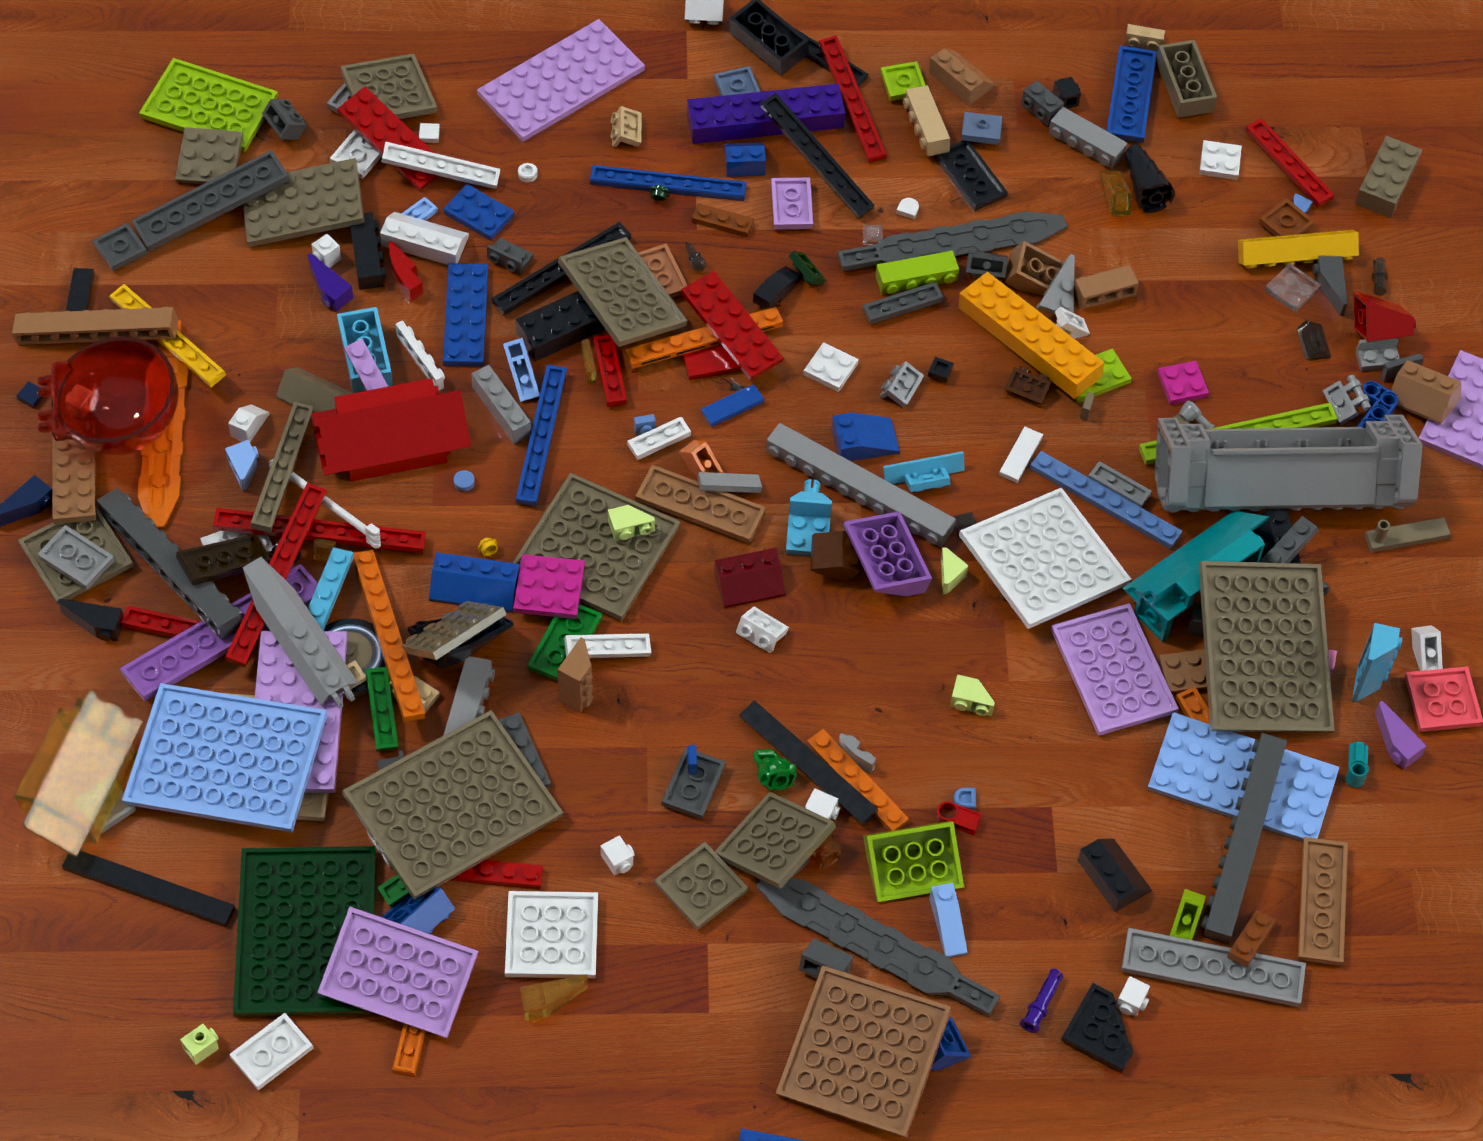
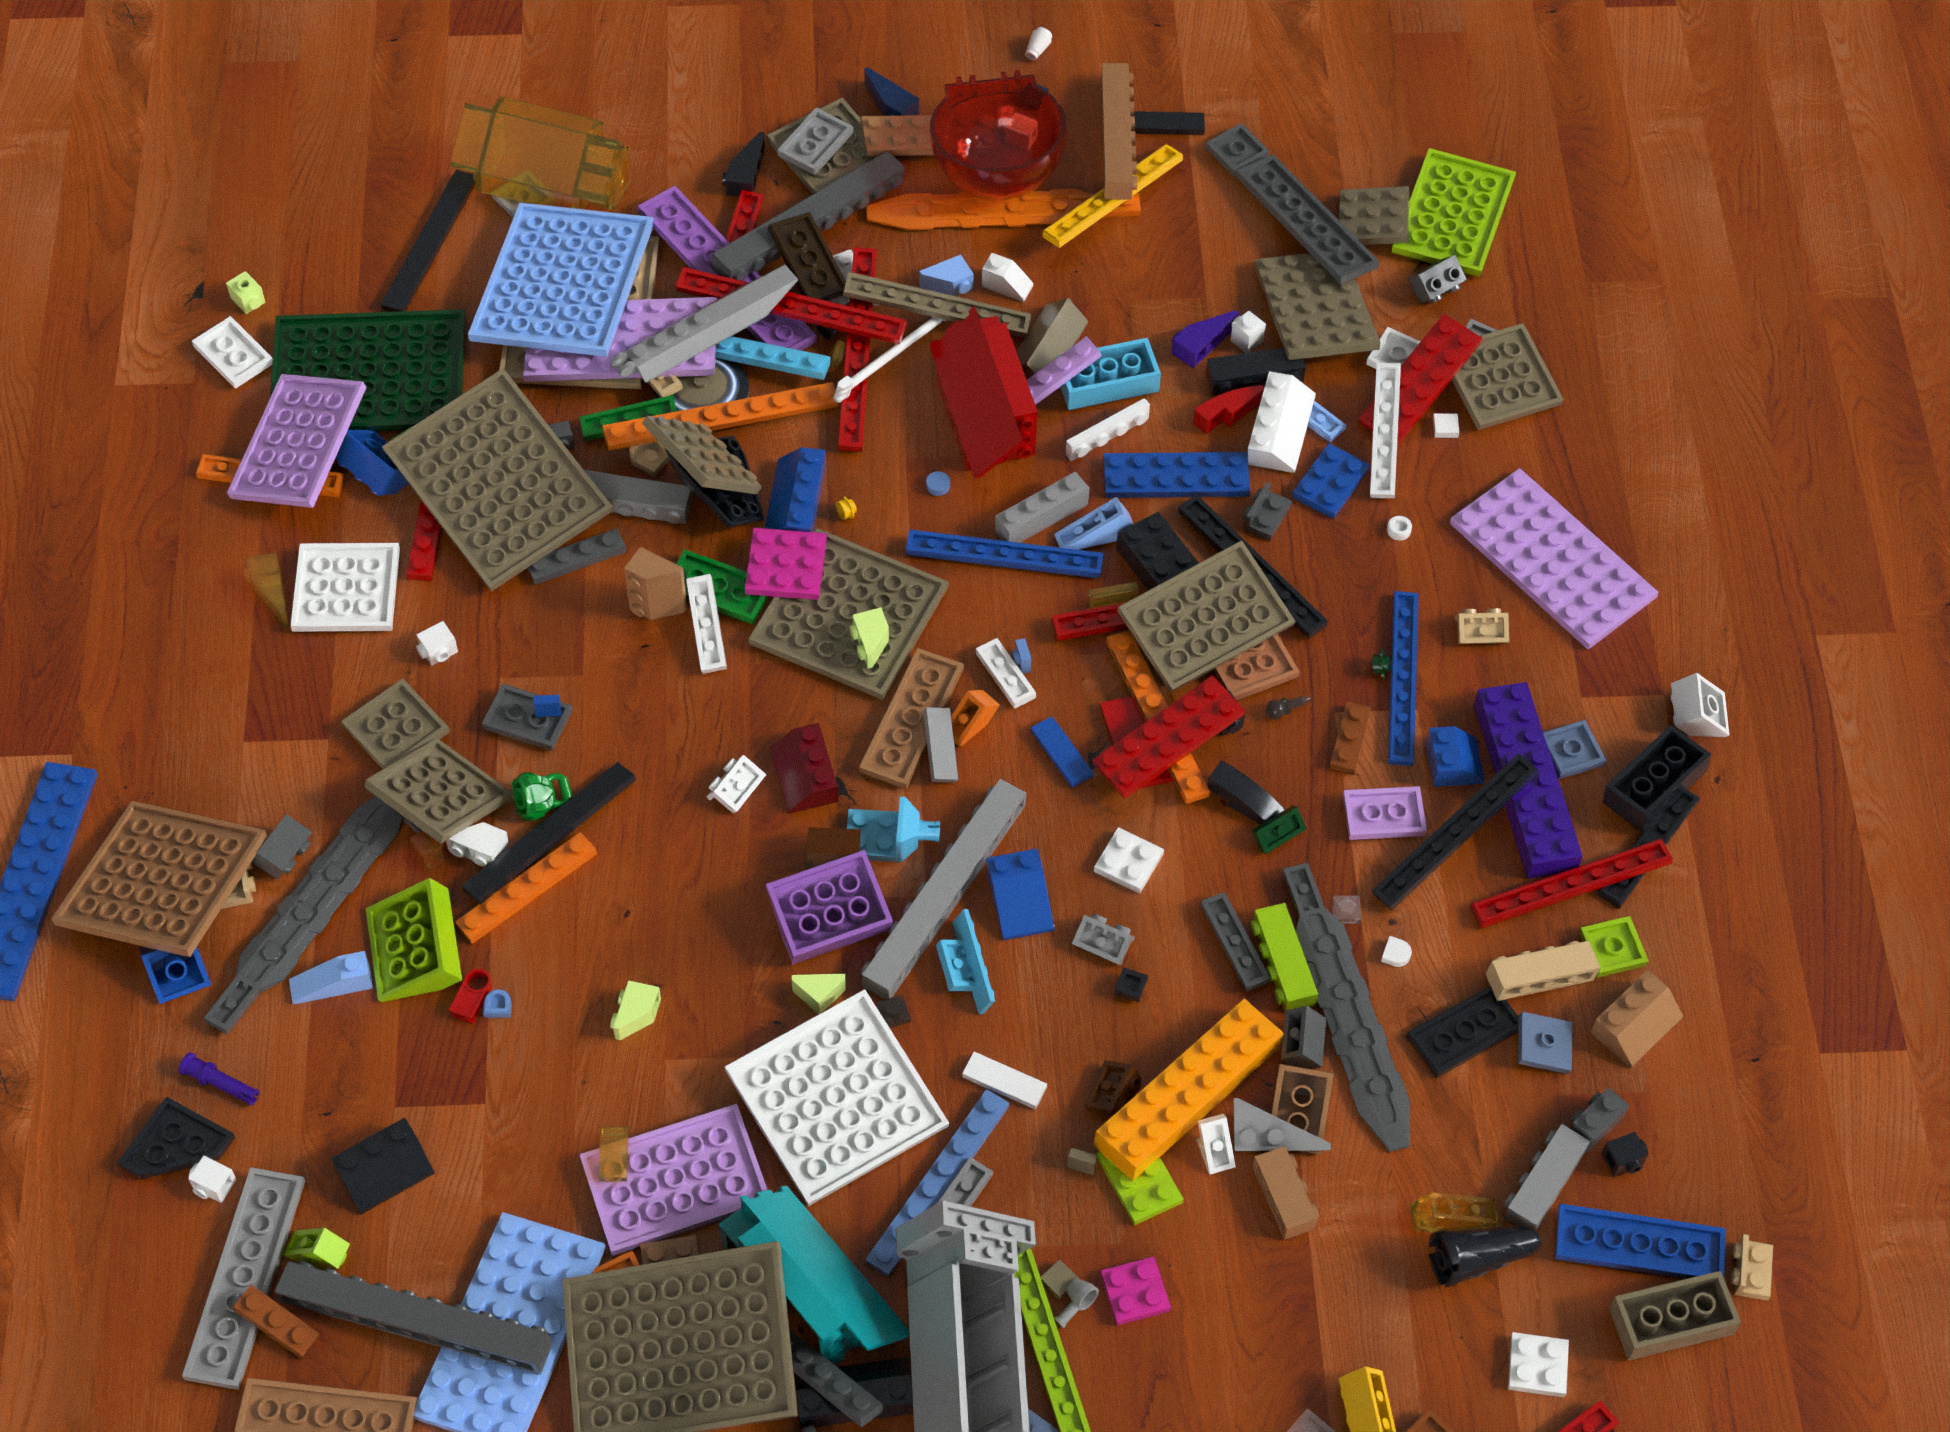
camera: 90 degrees right, 0 degrees up
(852, 747) = (563, 878): light grey slope -> none
(1100, 705) = (613, 1154): none -> clear yellow tile

